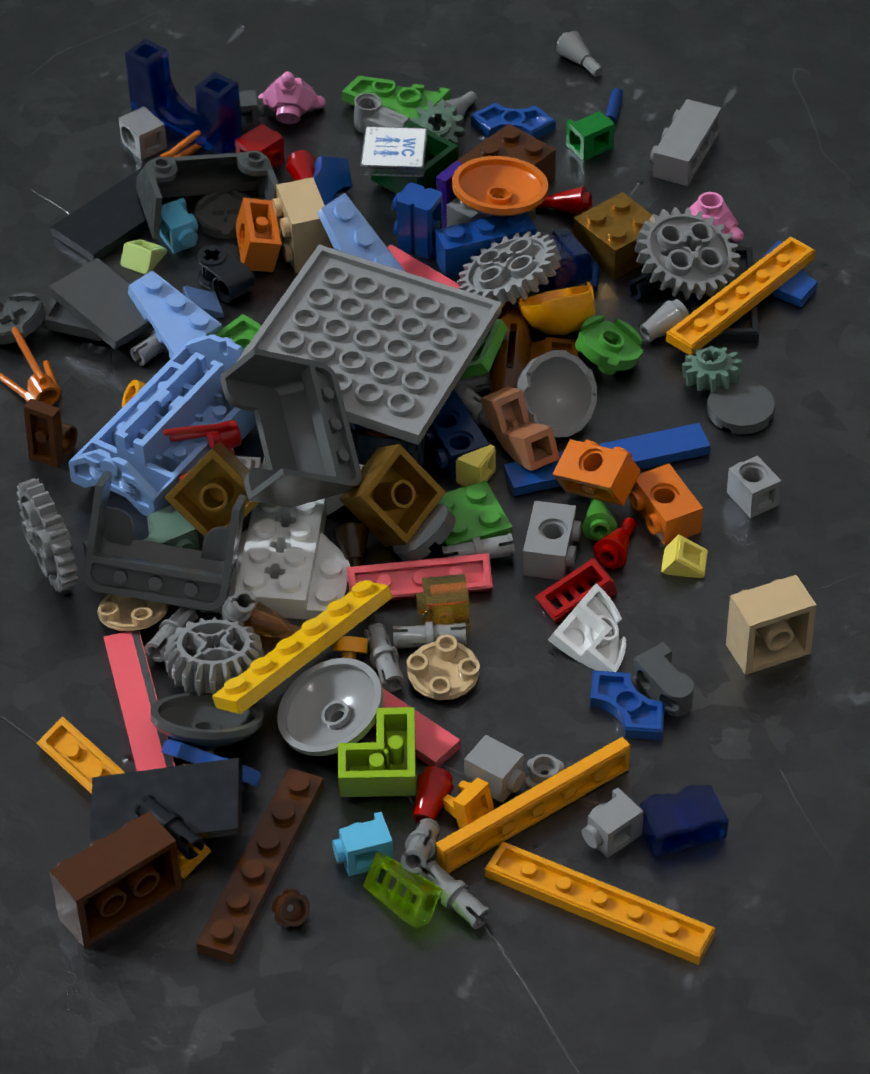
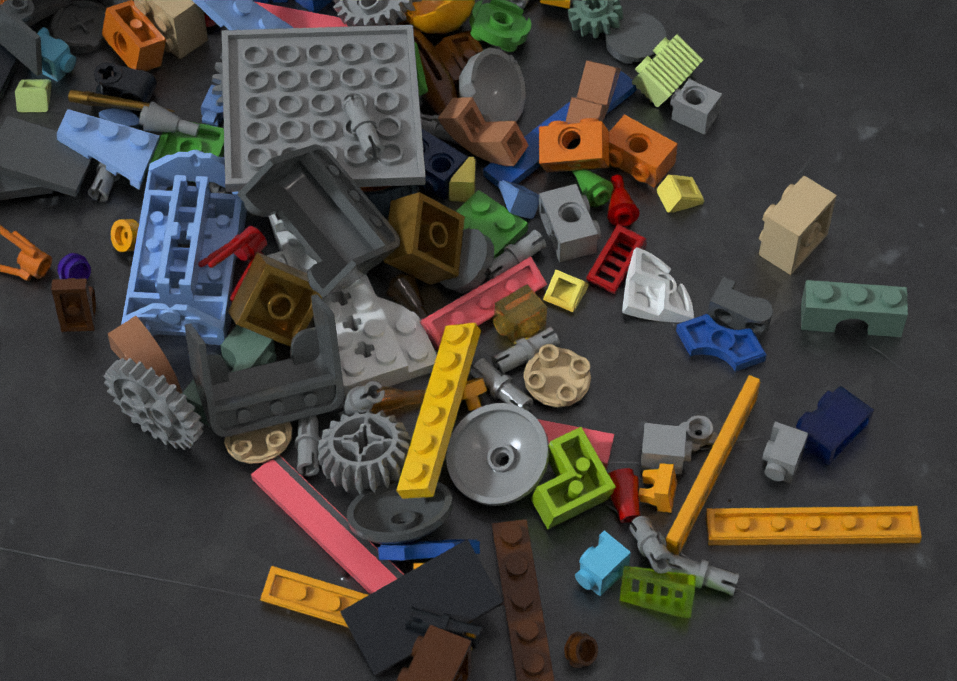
camera: 30 degrees left, 10 degrees up
(70, 497) = (136, 342): none -> nougat brick
(72, 408) = (74, 266): none -> dark purple plate
(187, 274) = (93, 99): none -> pearl gold bar
(228, 309) = (159, 119): none -> light grey cone
(387, 369) = (363, 127): none -> light grey pin
(508, 600) = (565, 291): none -> light yellow slope
(516, 502) = (519, 199): none -> medium blue slope
(656, 436) = (594, 92): none -> nougat brick
(743, 439) = (667, 70): none -> yellowish green brick
(806, 733) = (830, 302): none -> sand green arch

